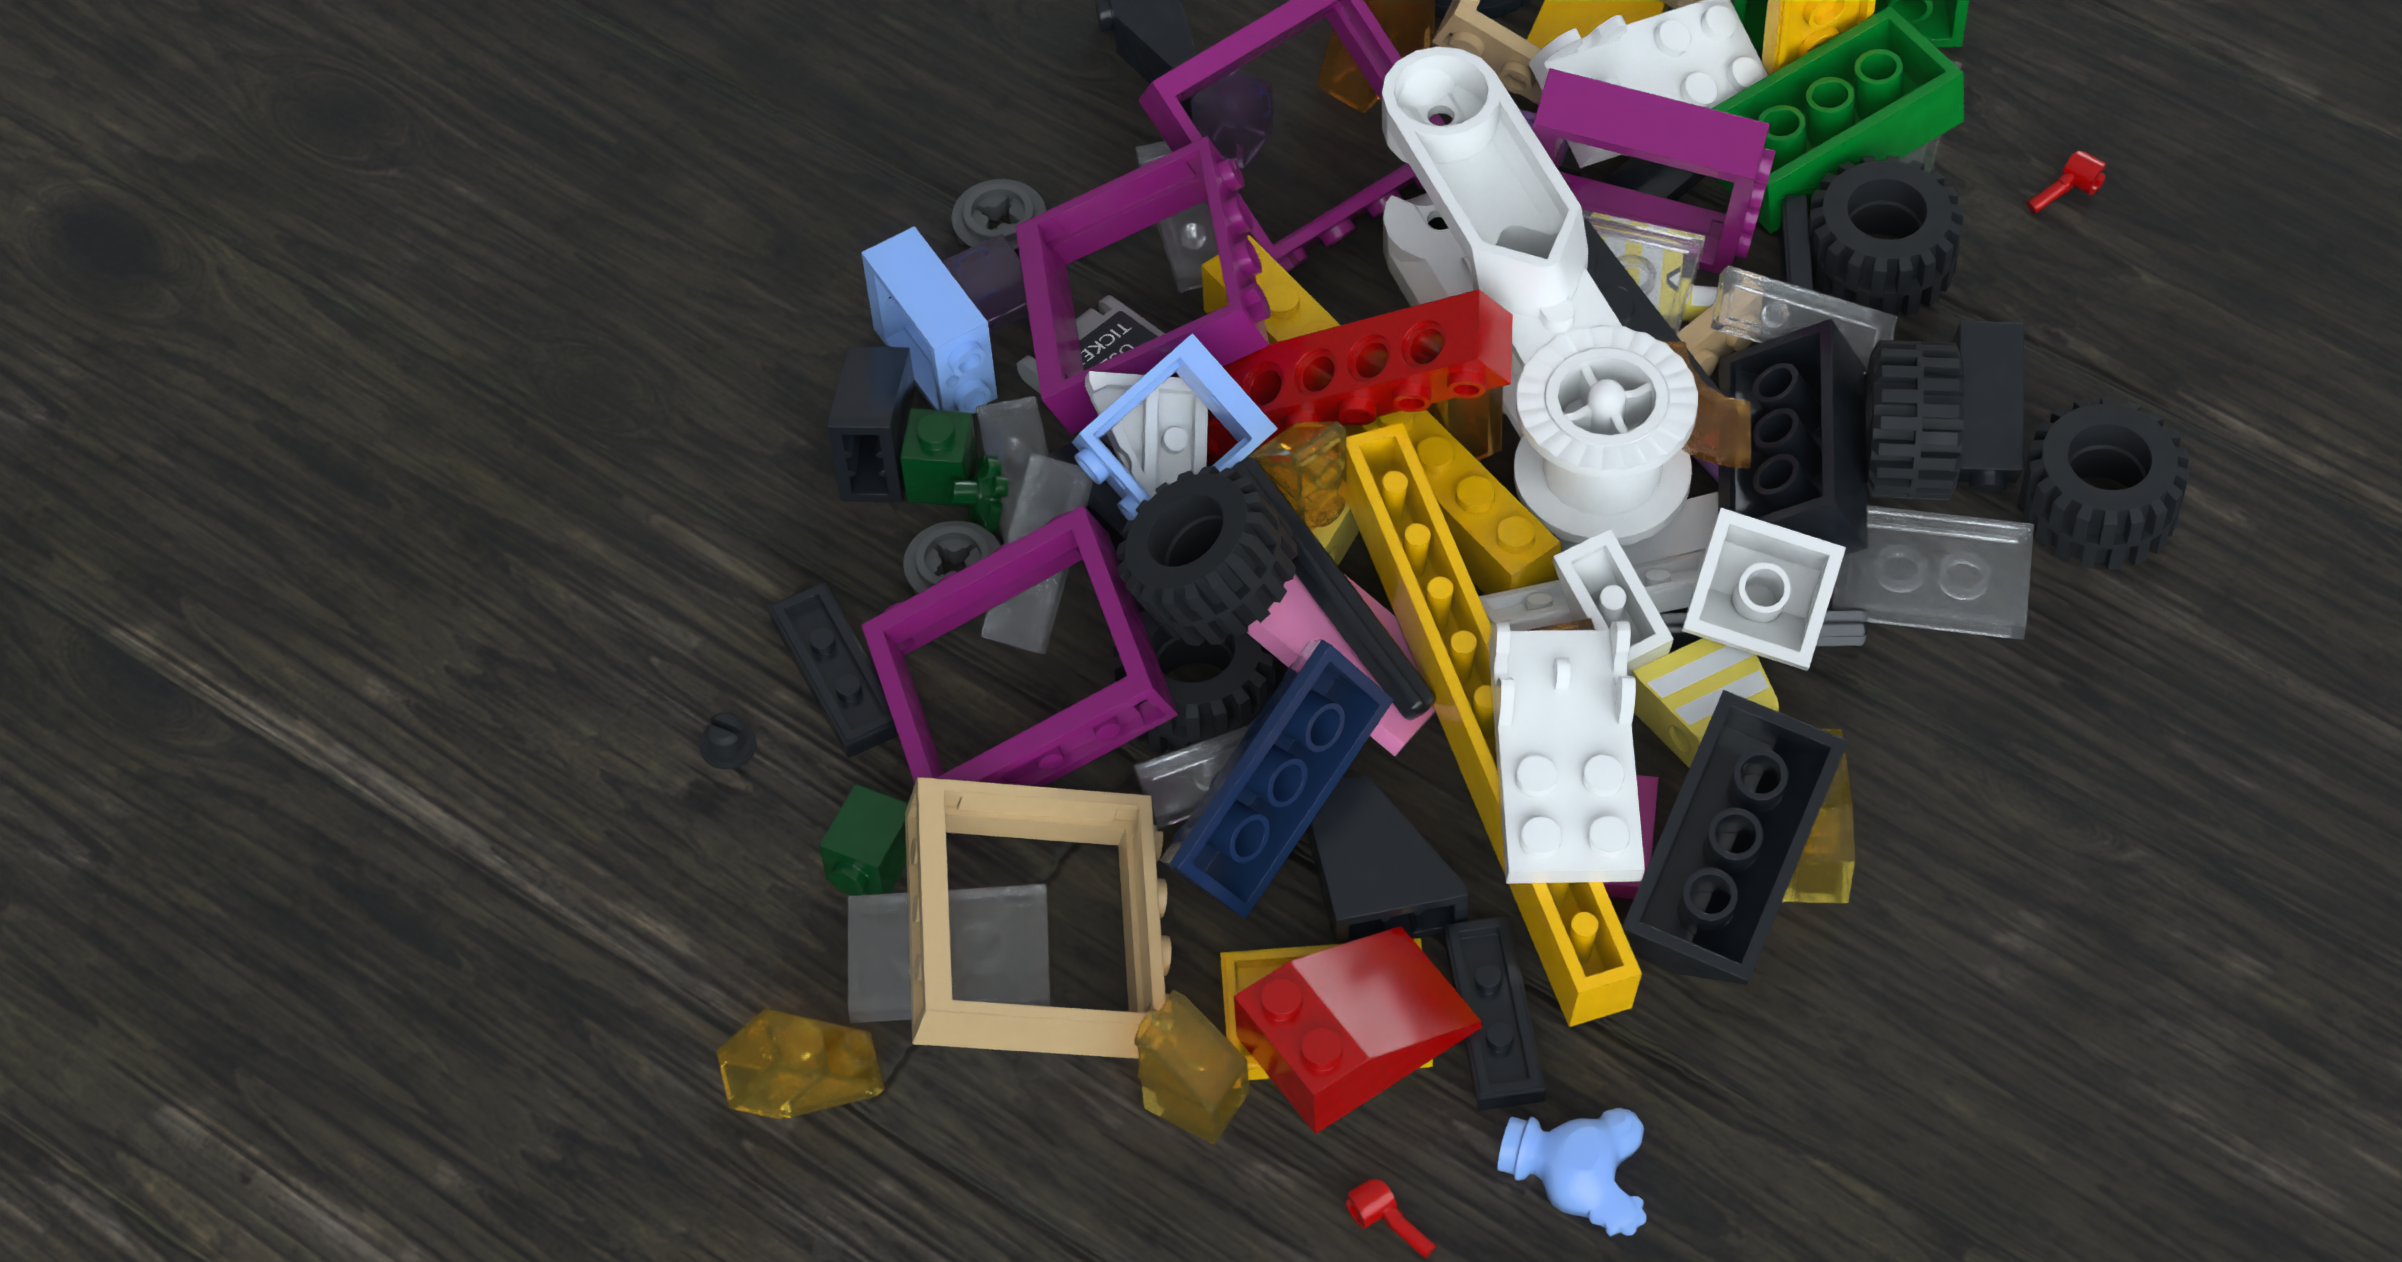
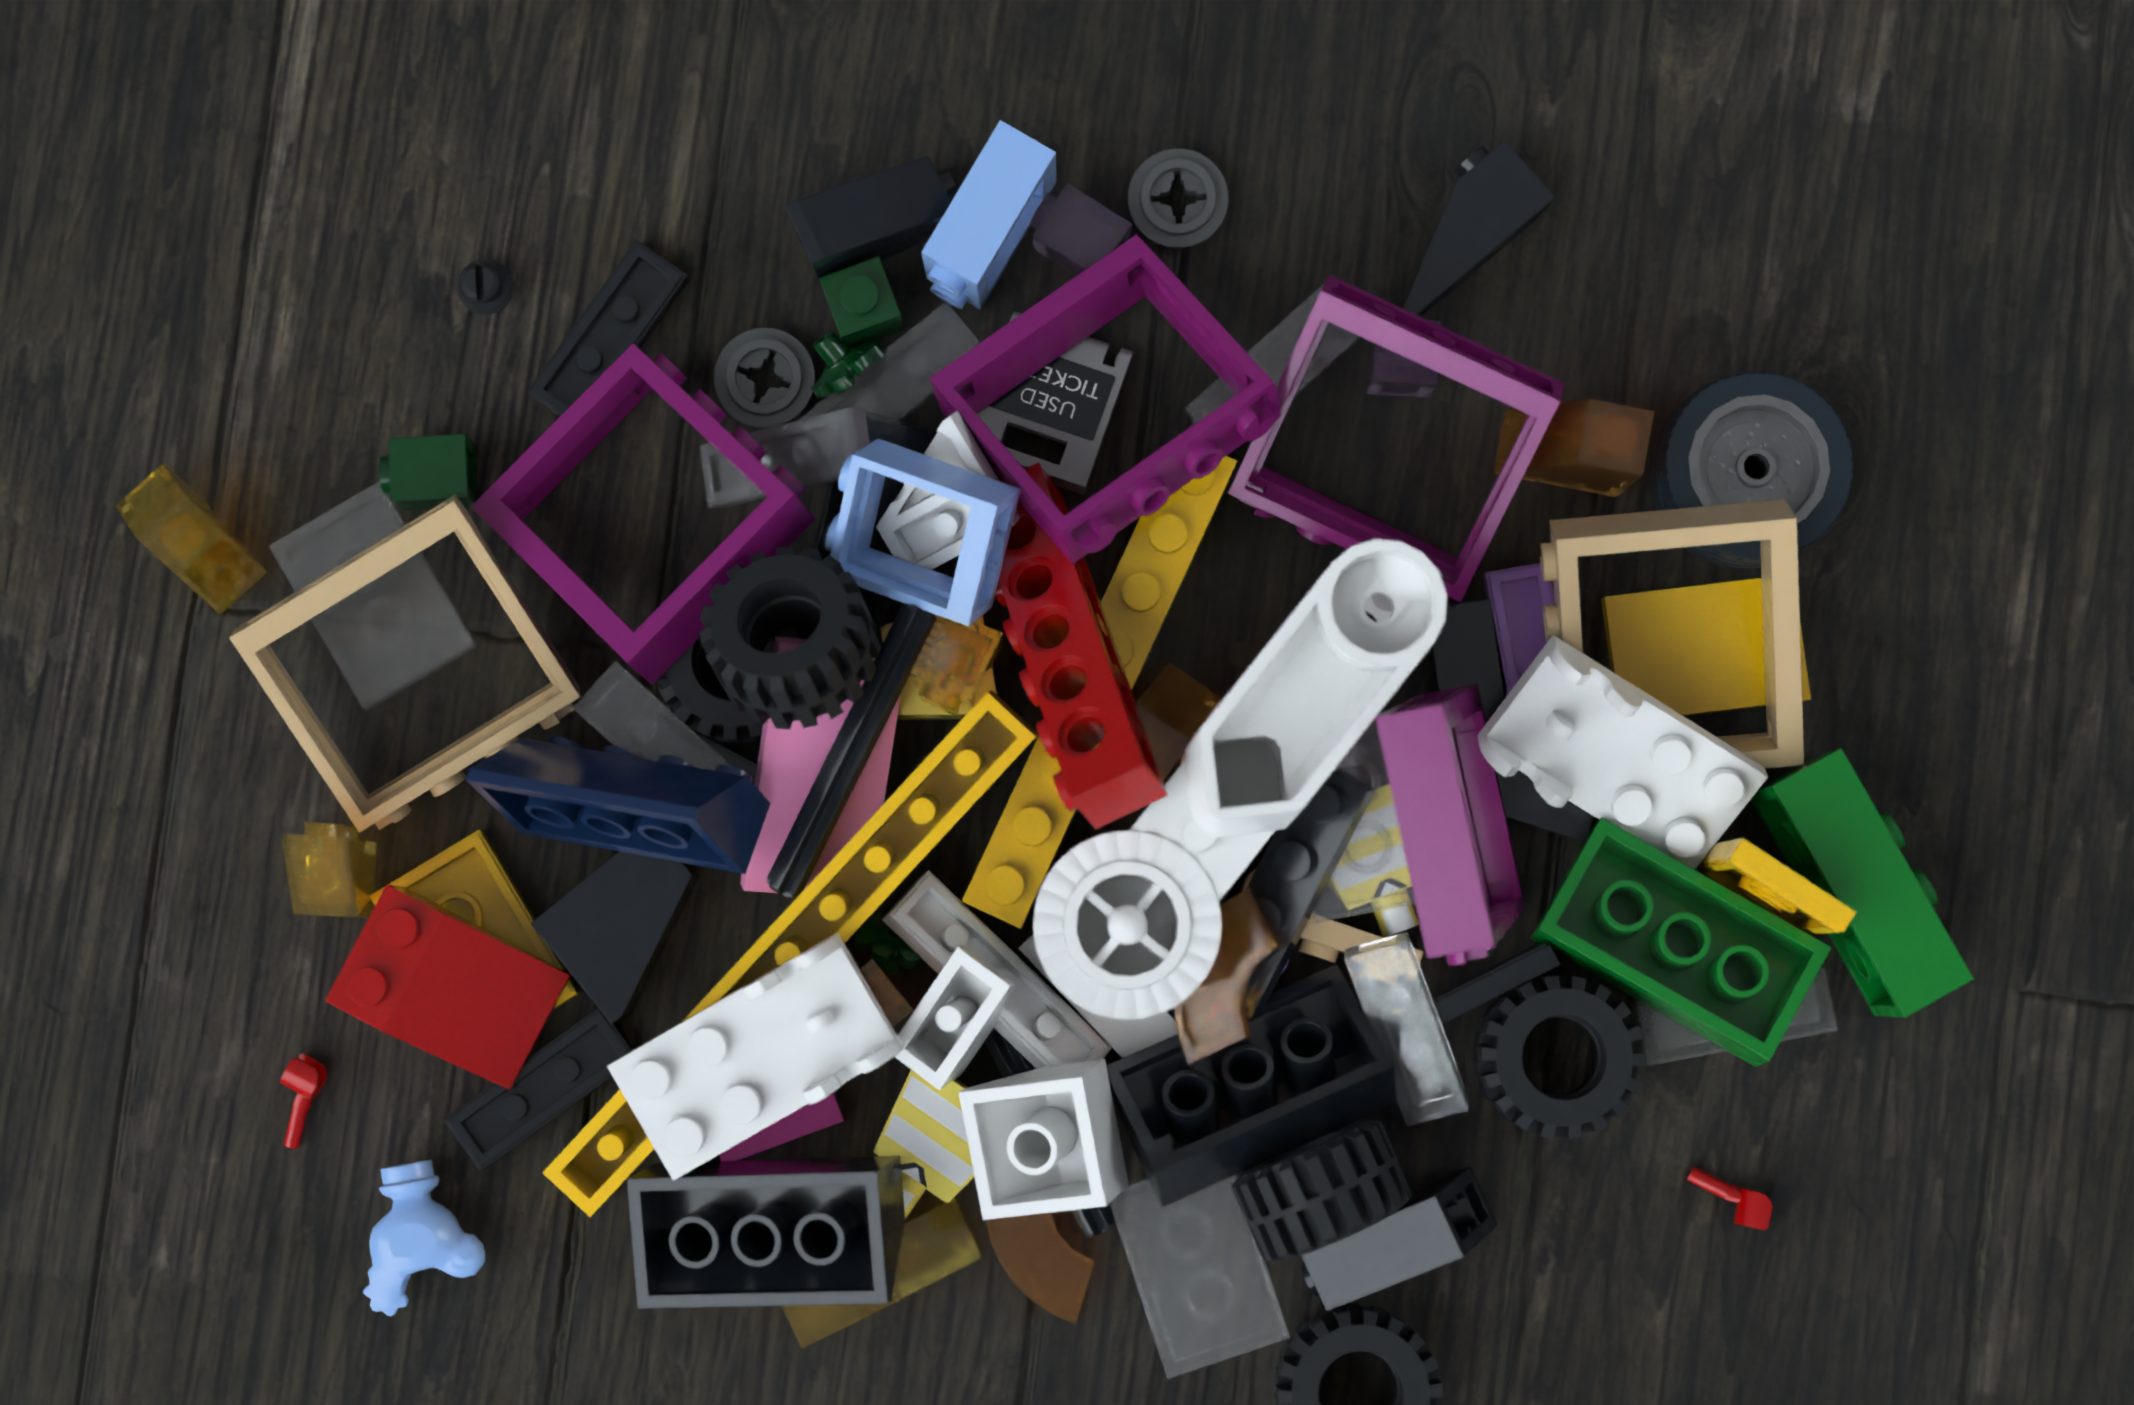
camera: 60 degrees right, 30 degrees up
(1854, 684) = (1042, 1262): none -> clear orange tile

